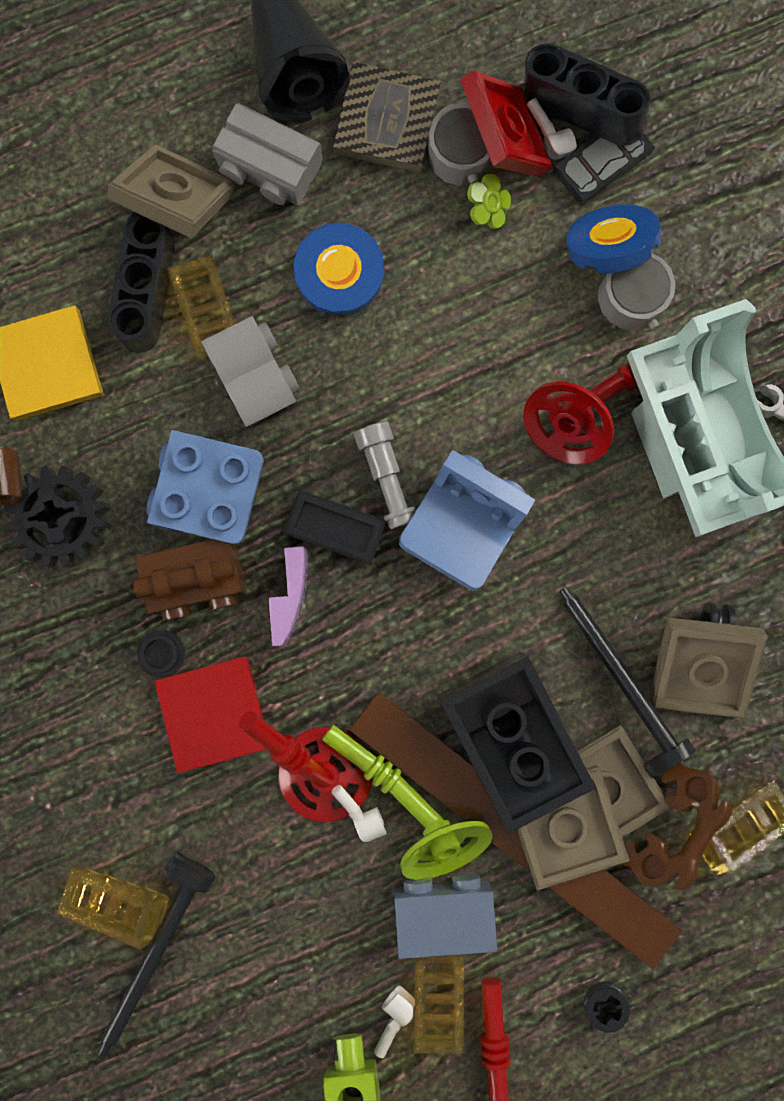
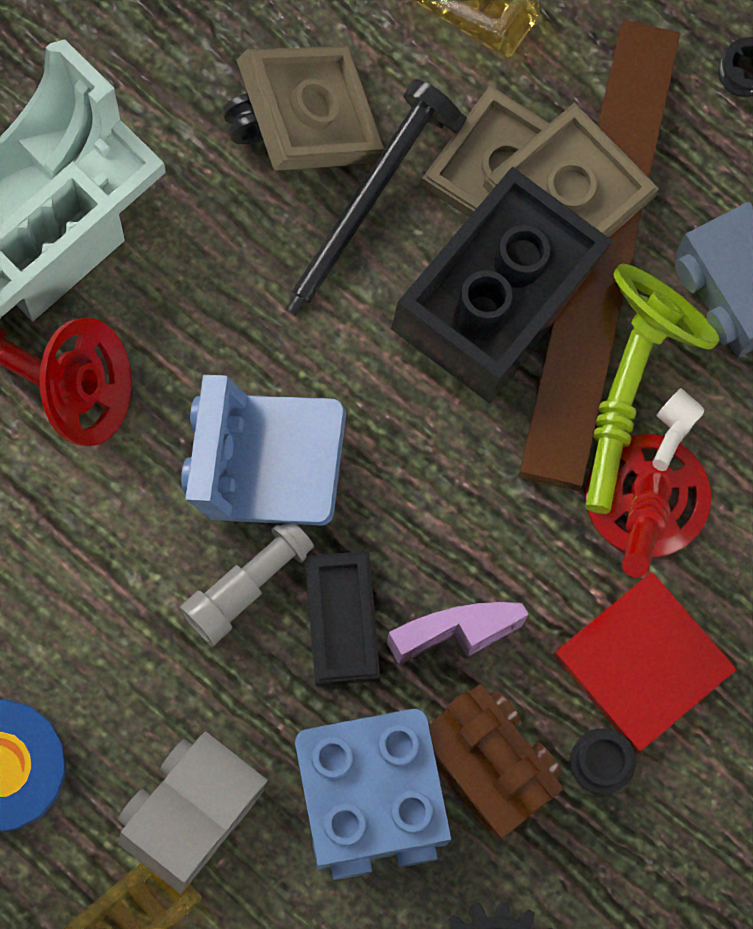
camera: 120 degrees left, 10 degrees down
(654, 864) = (564, 75): reddish brown helmet -> none

